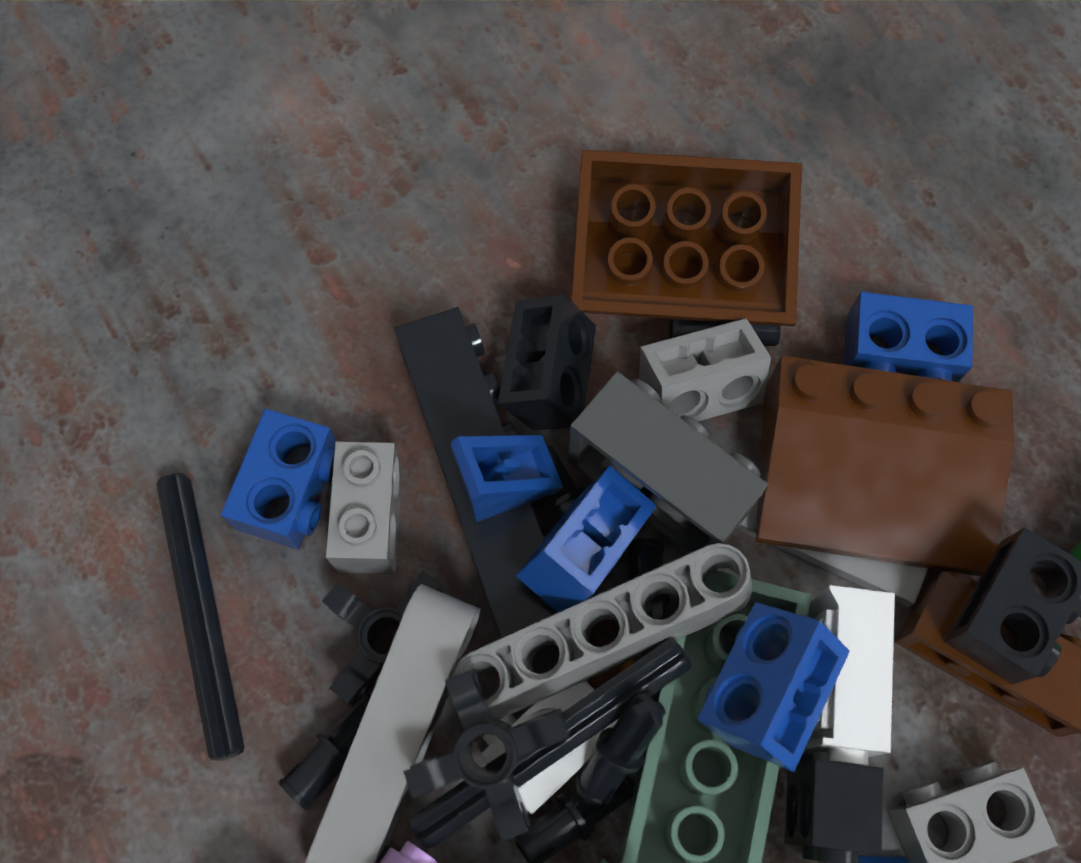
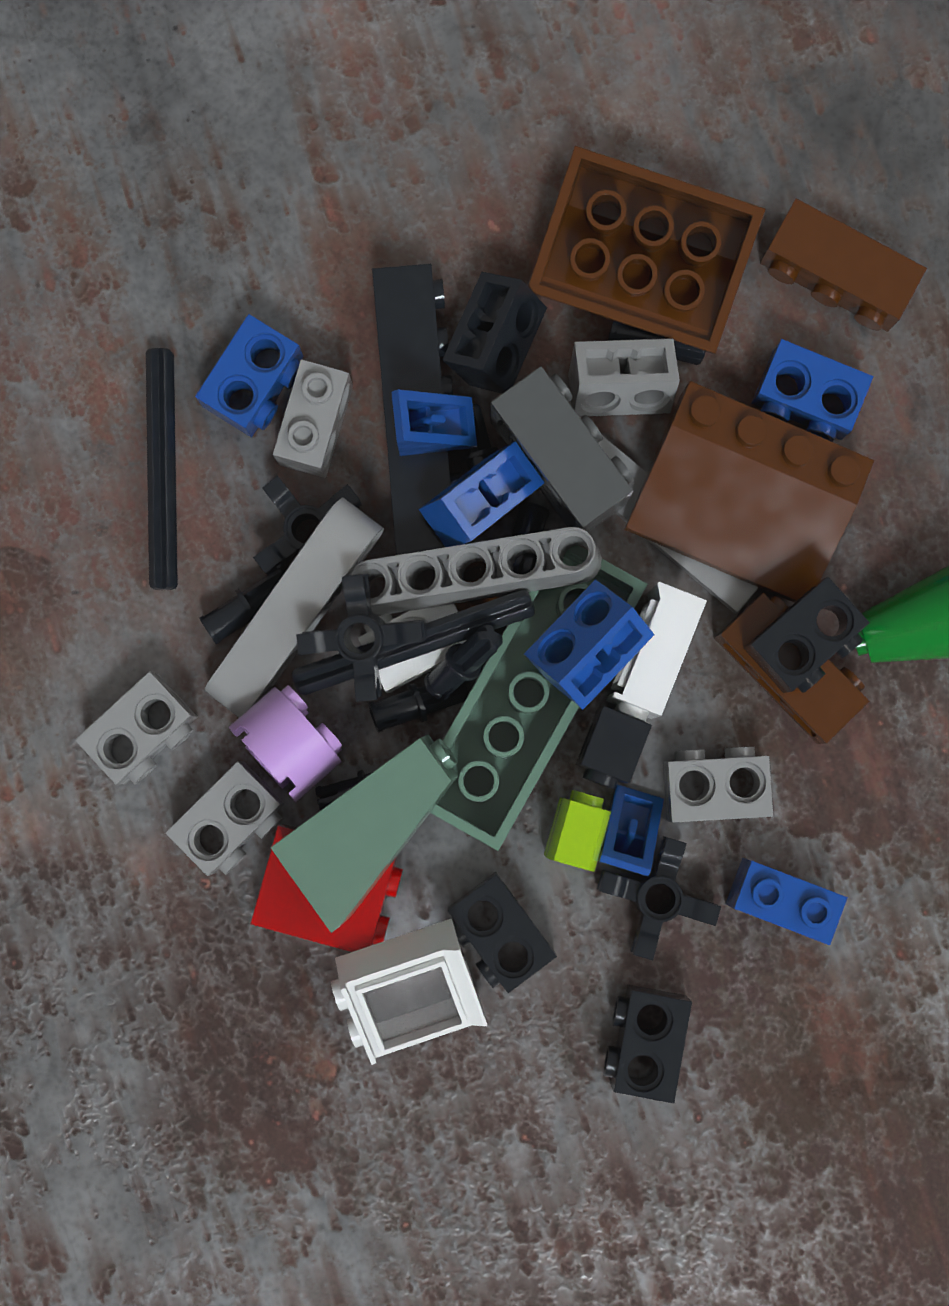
camera: 15 degrees right, 15 degrees up
(894, 211) = (842, 267): none -> reddish brown brick

